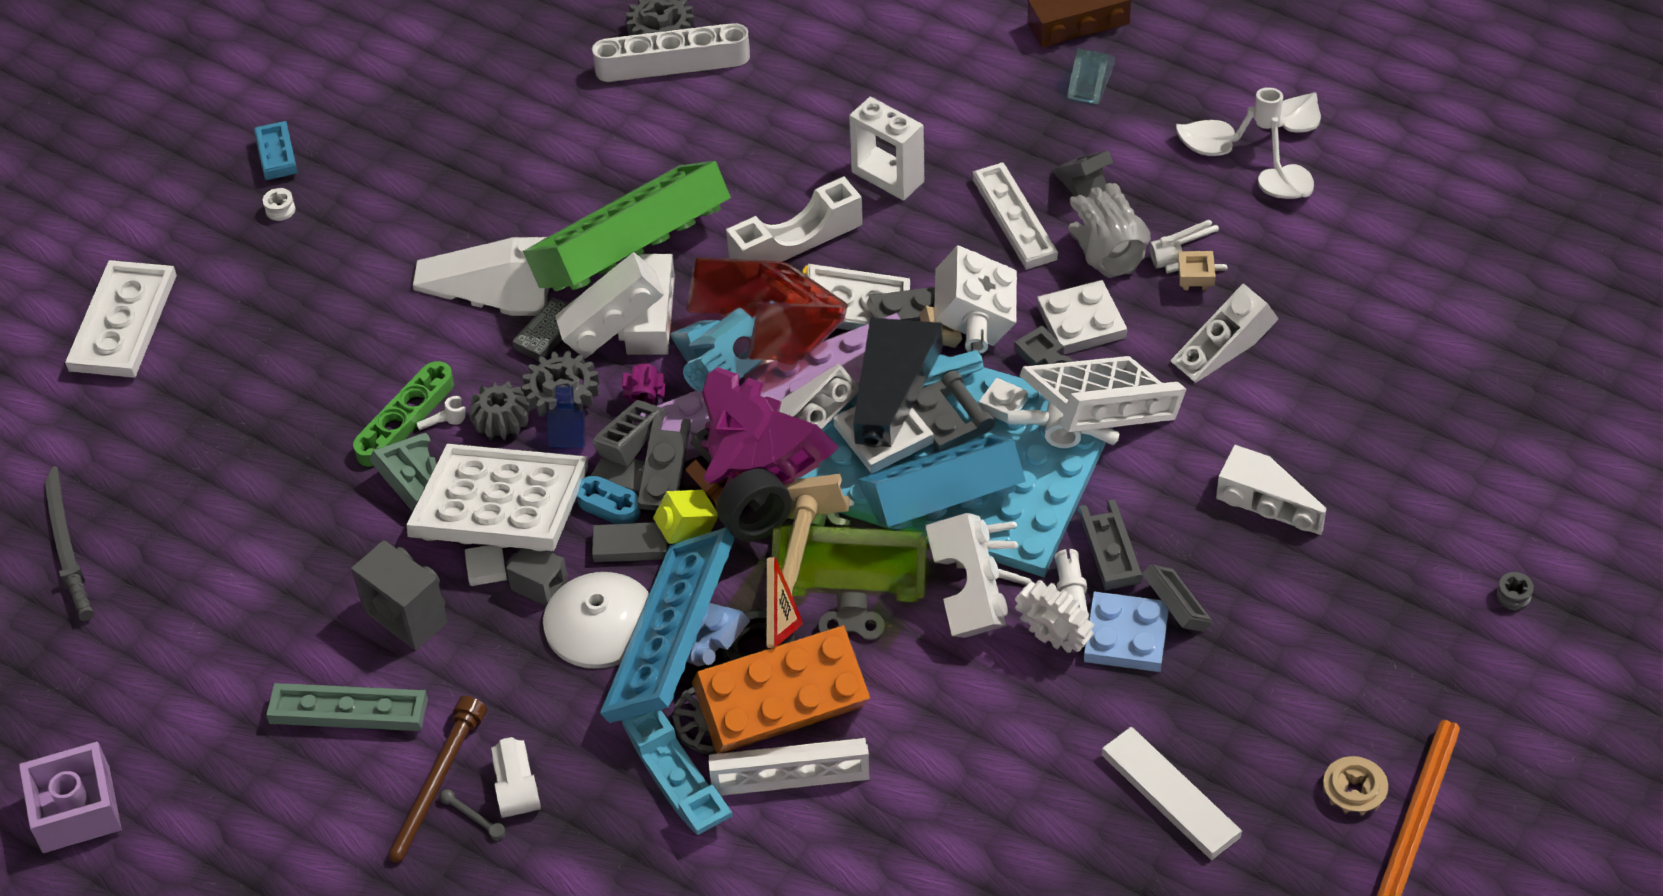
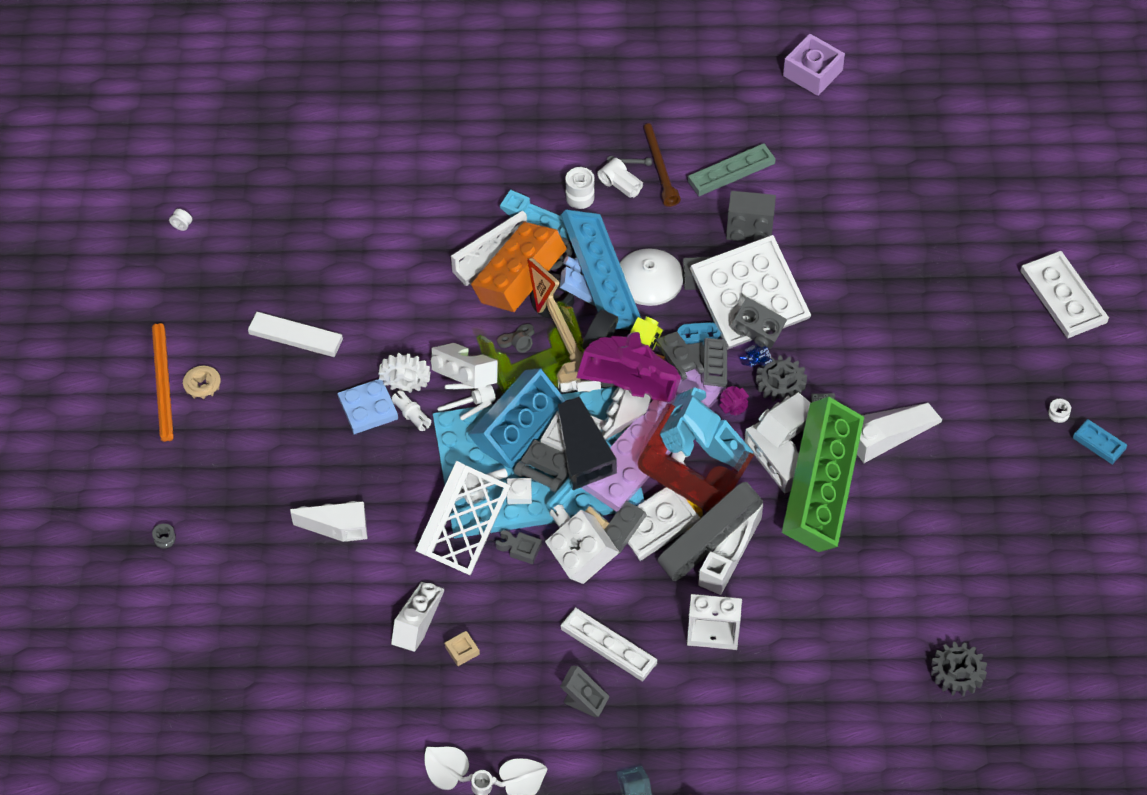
camera: 145 degrees right, 5 degrees up
(71, 571) = (932, 161): dark grey sword -> none
(400, 411) = (854, 325): bright green beam -> none
(406, 467) = (818, 291): sand green wing -> none
(452, 414) = (831, 336): white hand -> none
(499, 410) = (801, 347): dark grey gear -> none
(530, 444) = (761, 318): none -> dark grey brick
(589, 784) = (580, 188): none -> white wheel
(628, 542) = (672, 317): dark grey tile -> none
(671, 52) = (922, 655): white beam -> none
(812, 231) = (710, 531): none -> dark grey beam
(1082, 316) = (516, 589): white plate -> none
(1111, 233) = (533, 641): light grey piece -> none
(1111, 547) = (404, 444): dark grey hinge -> none
(1165, 251) = (489, 661): white plant -> none
(1177, 598) = (349, 431): dark grey tile -> none

